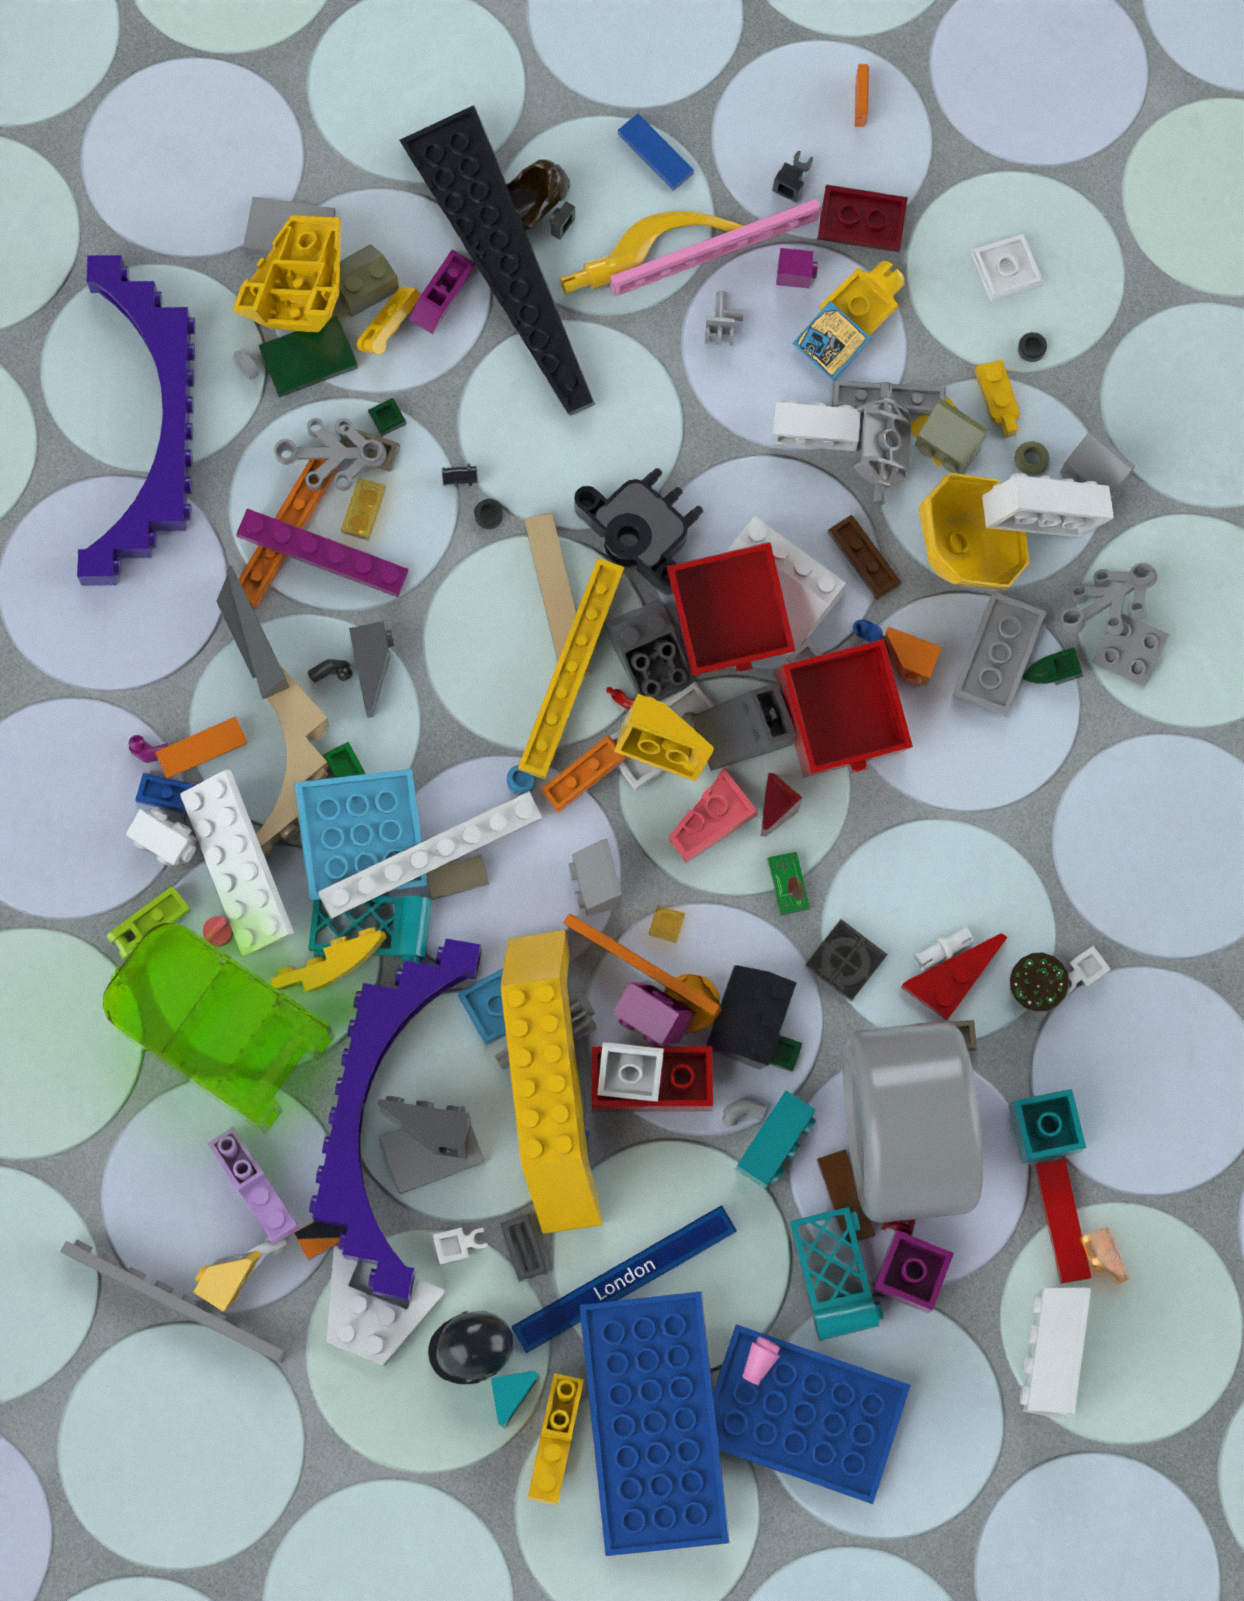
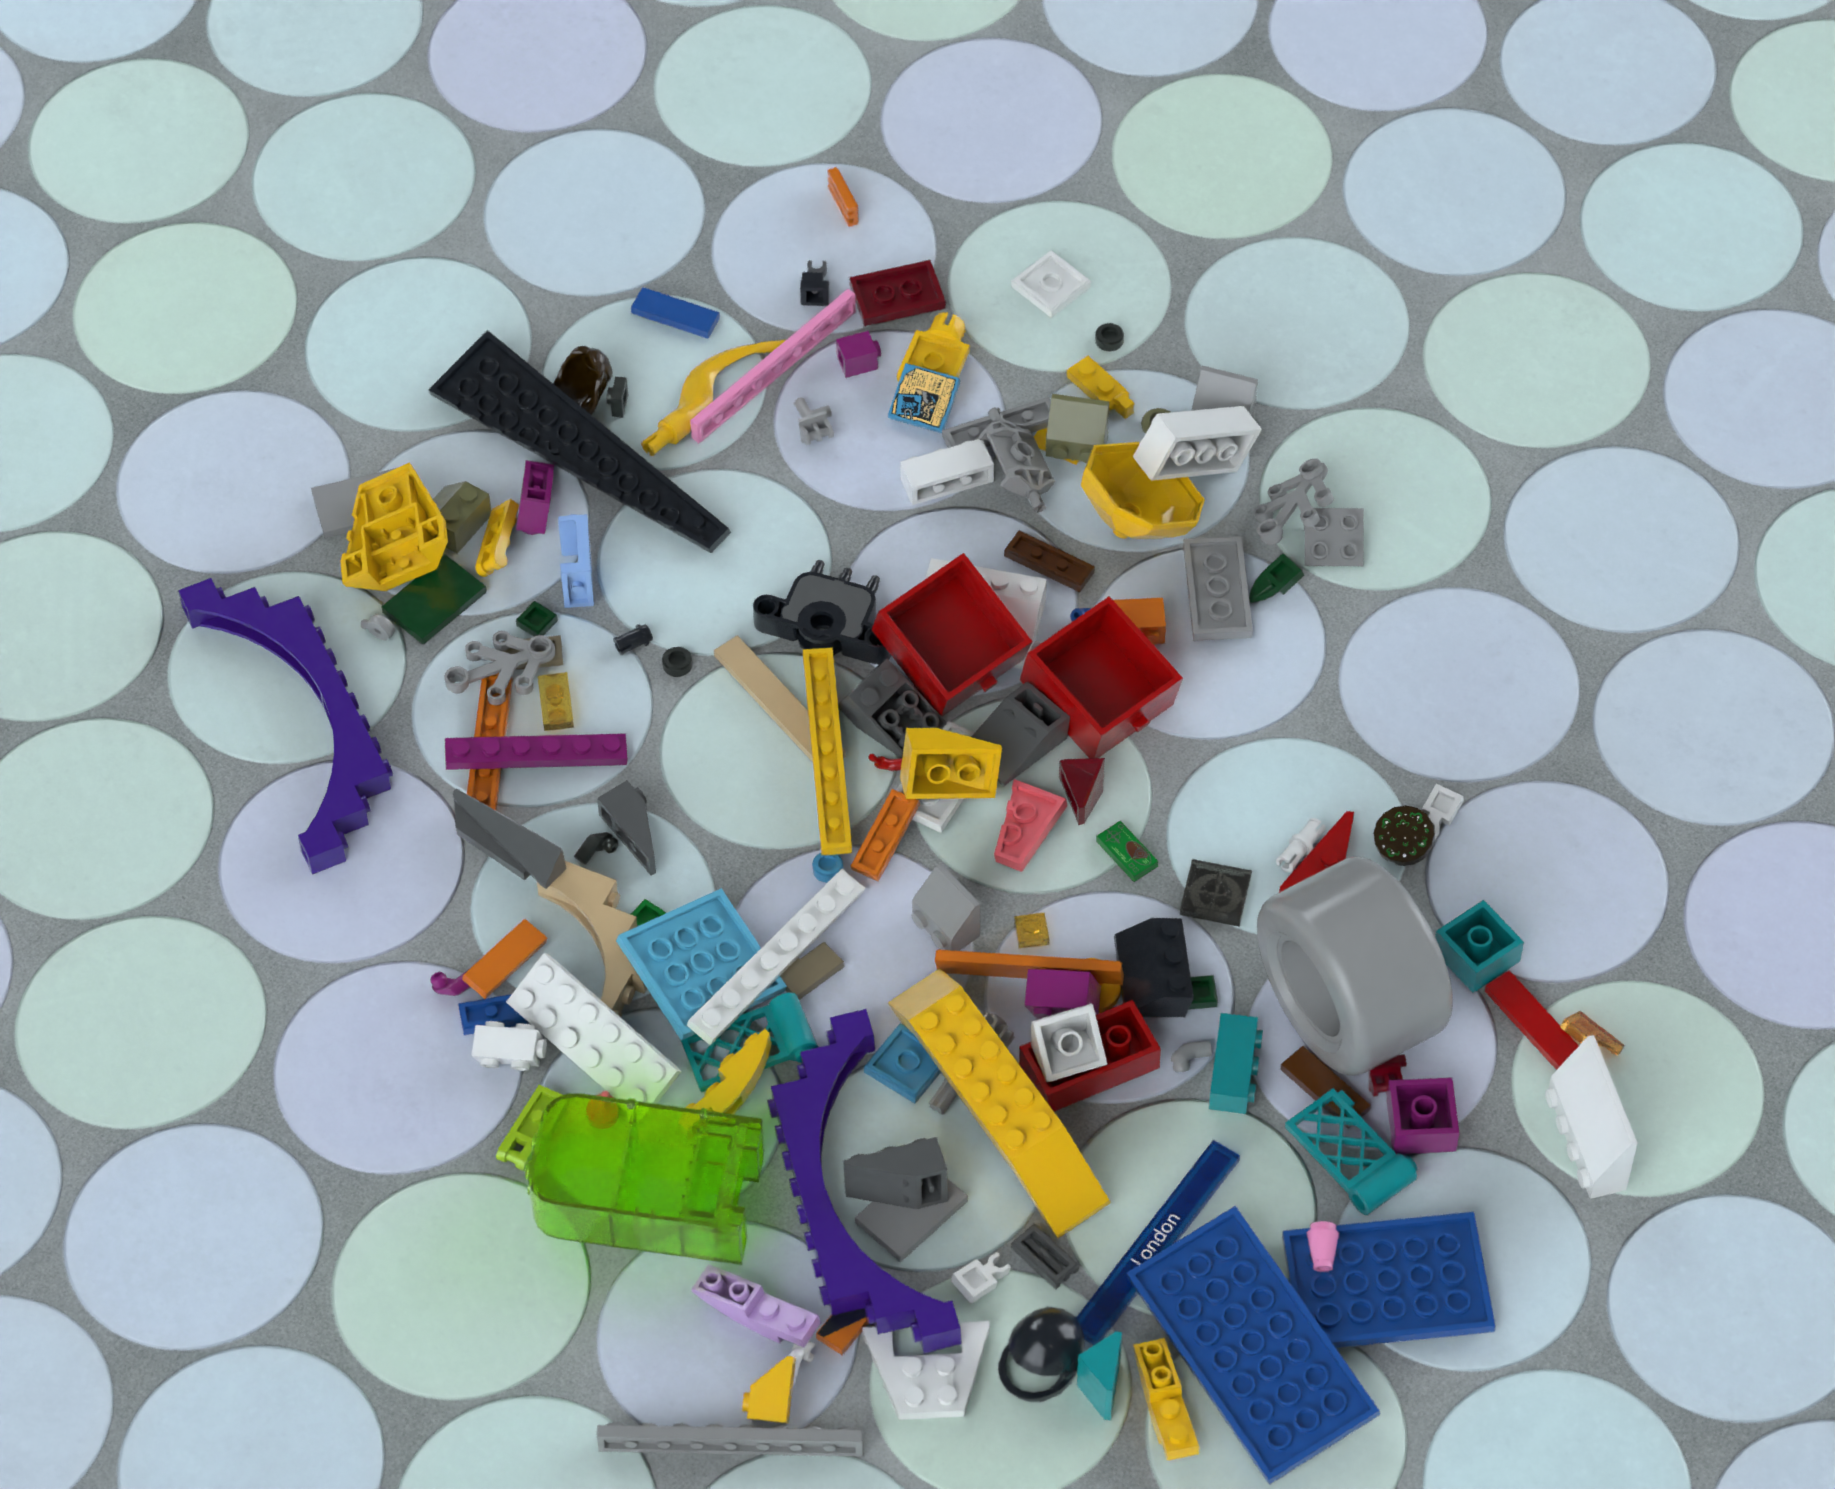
camera: 20 degrees left, 20 degrees down
(437, 401) = (577, 576): none -> light blue panel

